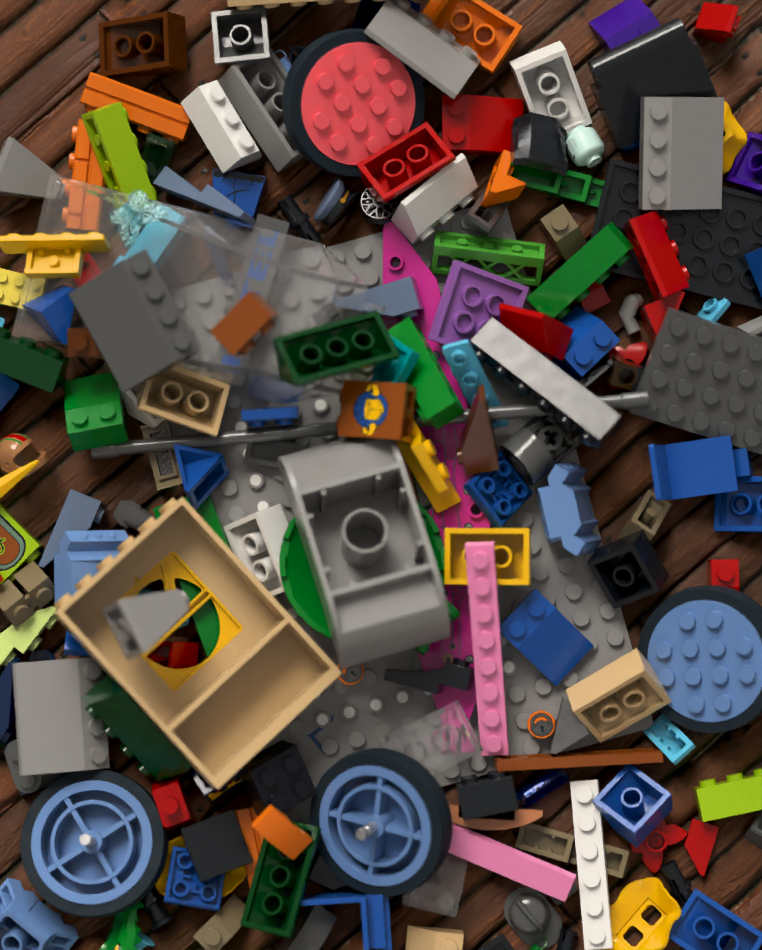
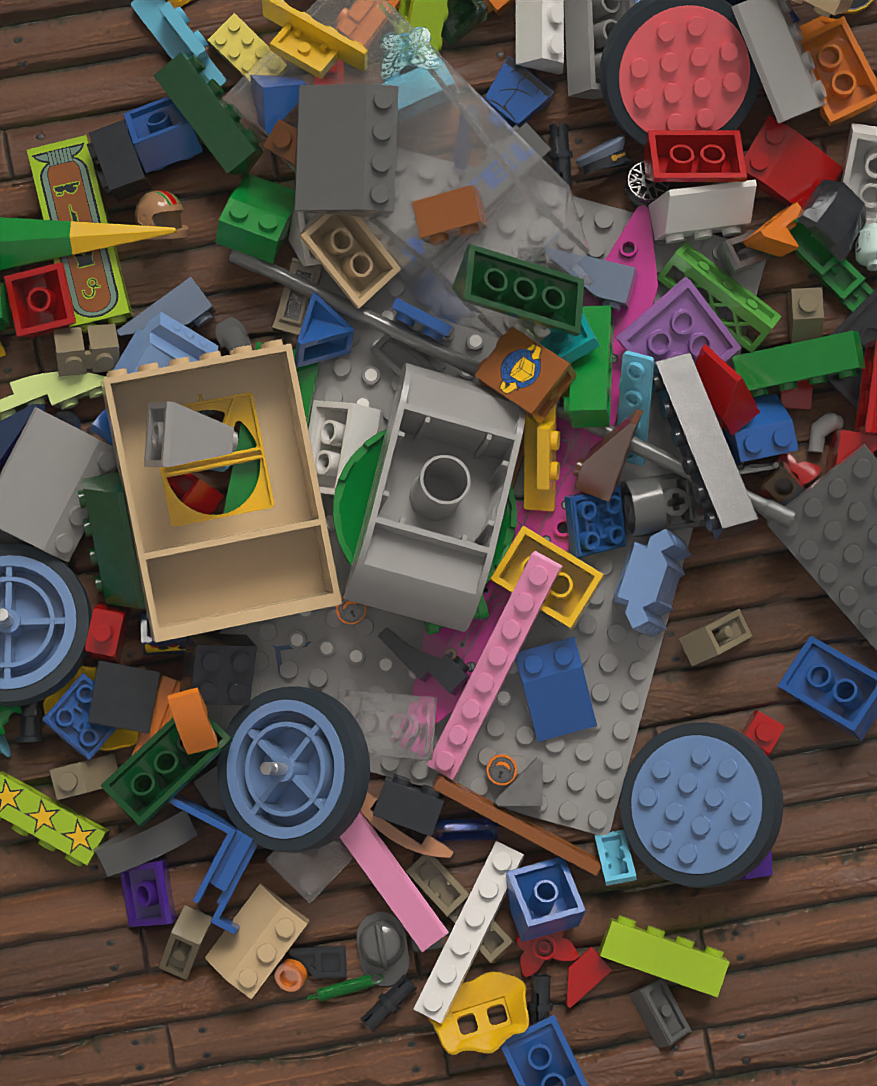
camera: 30 degrees right, 0 degrees up
(209, 198) = (487, 79): sand blue slope -> none
(617, 695) = (591, 786): tan slope -> none
(628, 569) = (674, 672): black brick -> none
(698, 467) = (799, 615): blue piece -> none

